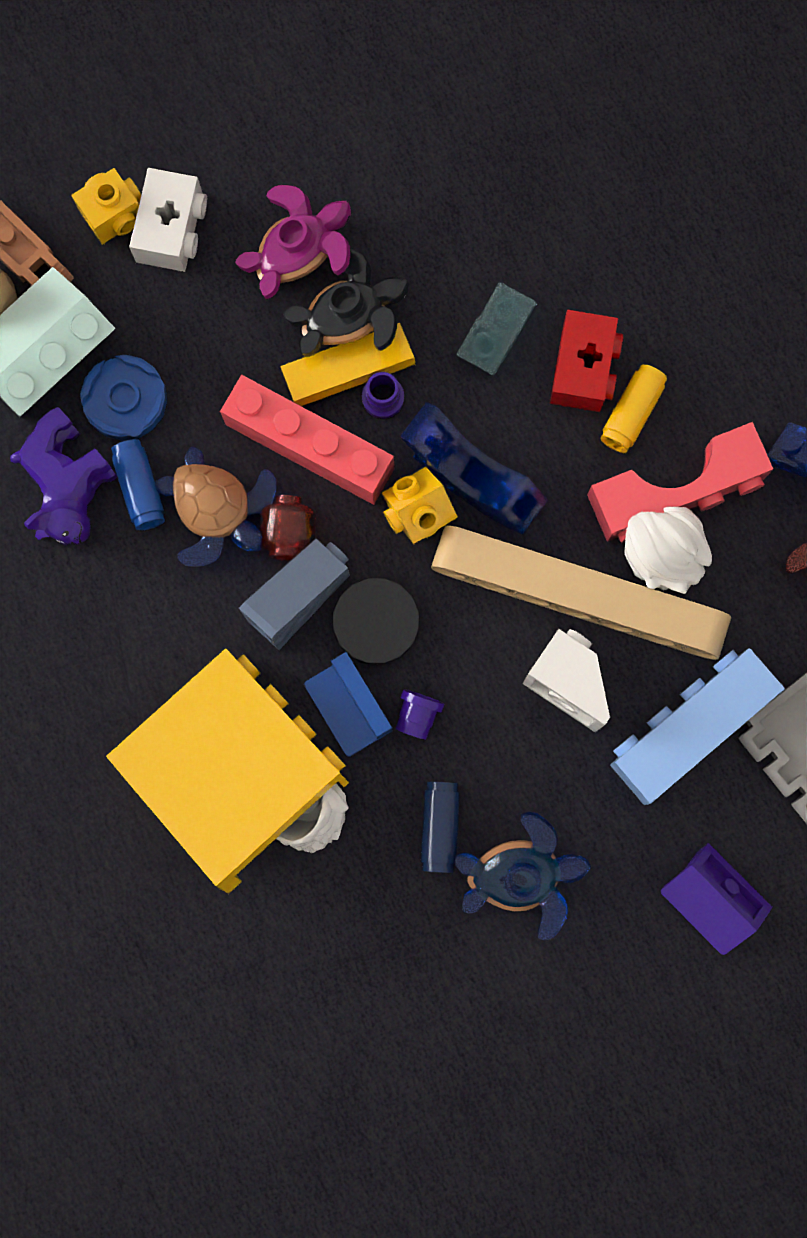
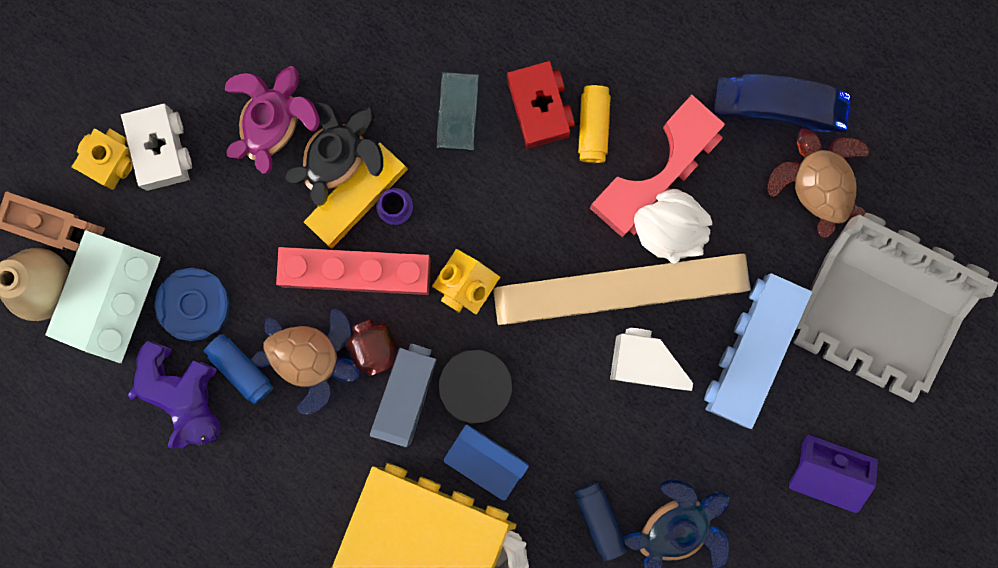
camera: 25 degrees left, 5 degrees up
(417, 714) = (542, 443): dark purple piece -> none
(471, 474) = (495, 236): clear blue arch -> none

